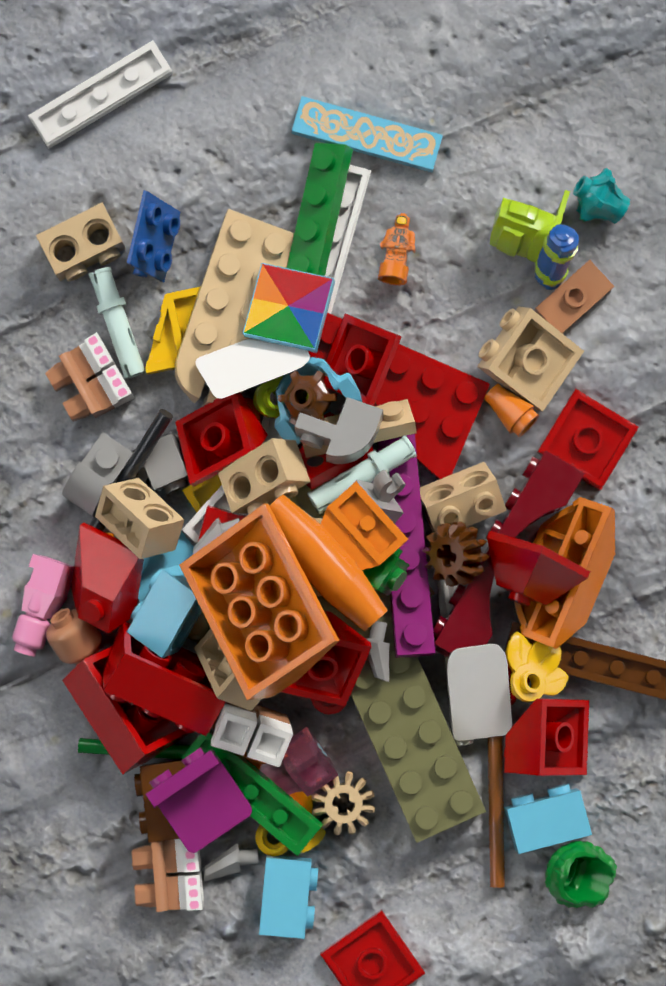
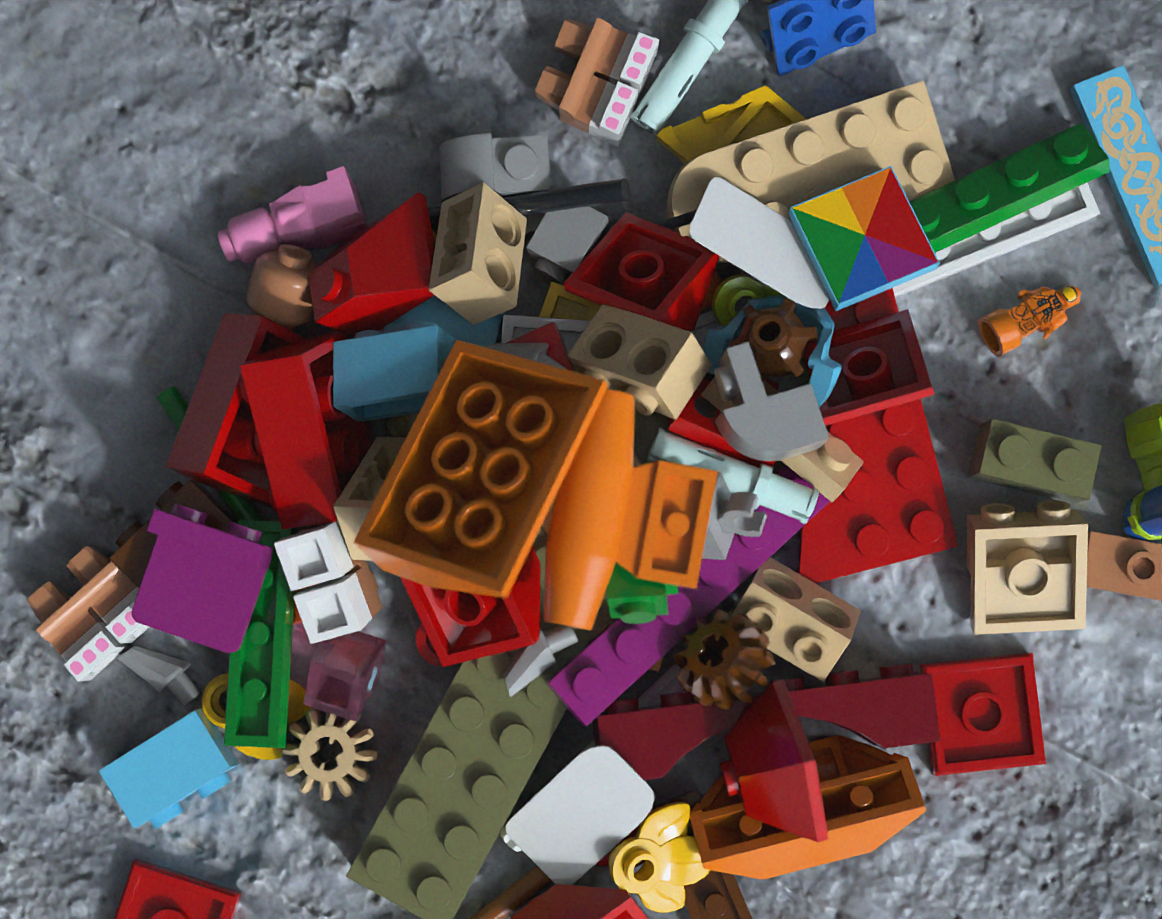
camera: 60 degrees right, 0 degrees up
(475, 309) = (1034, 461): none -> olive brick
(512, 410) = (947, 598): orange cone -> none

